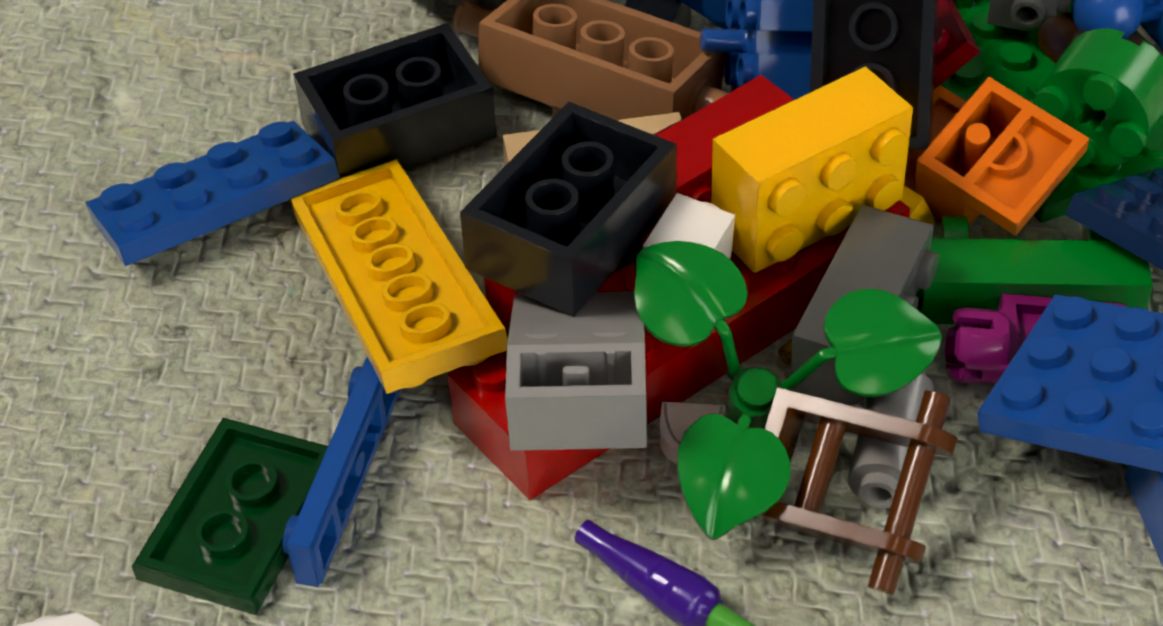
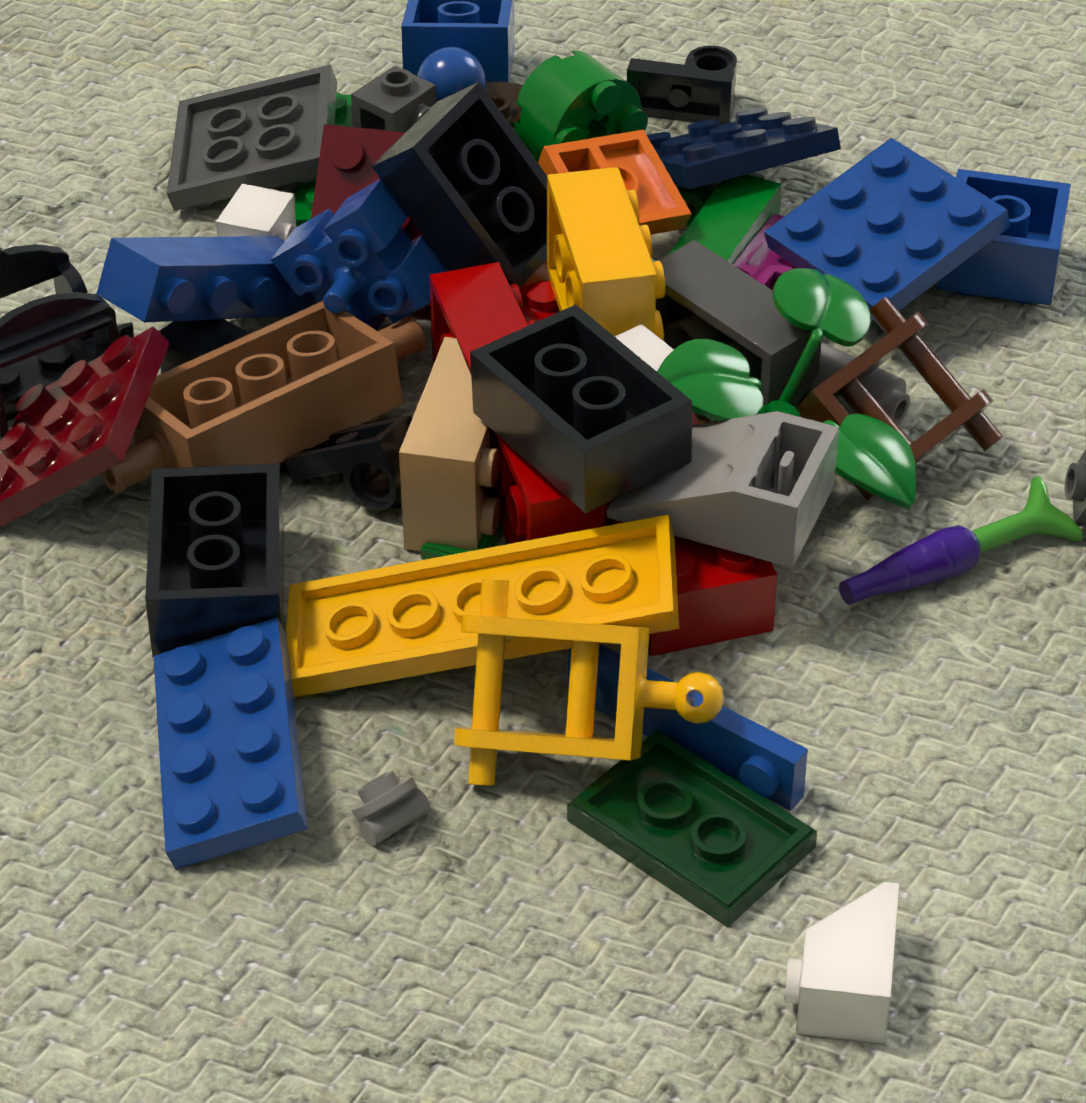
camera: 70 degrees left, 5 degrees down
(183, 309) = (388, 806): none -> light grey plate
(294, 387) = (633, 689): none -> yellow piece

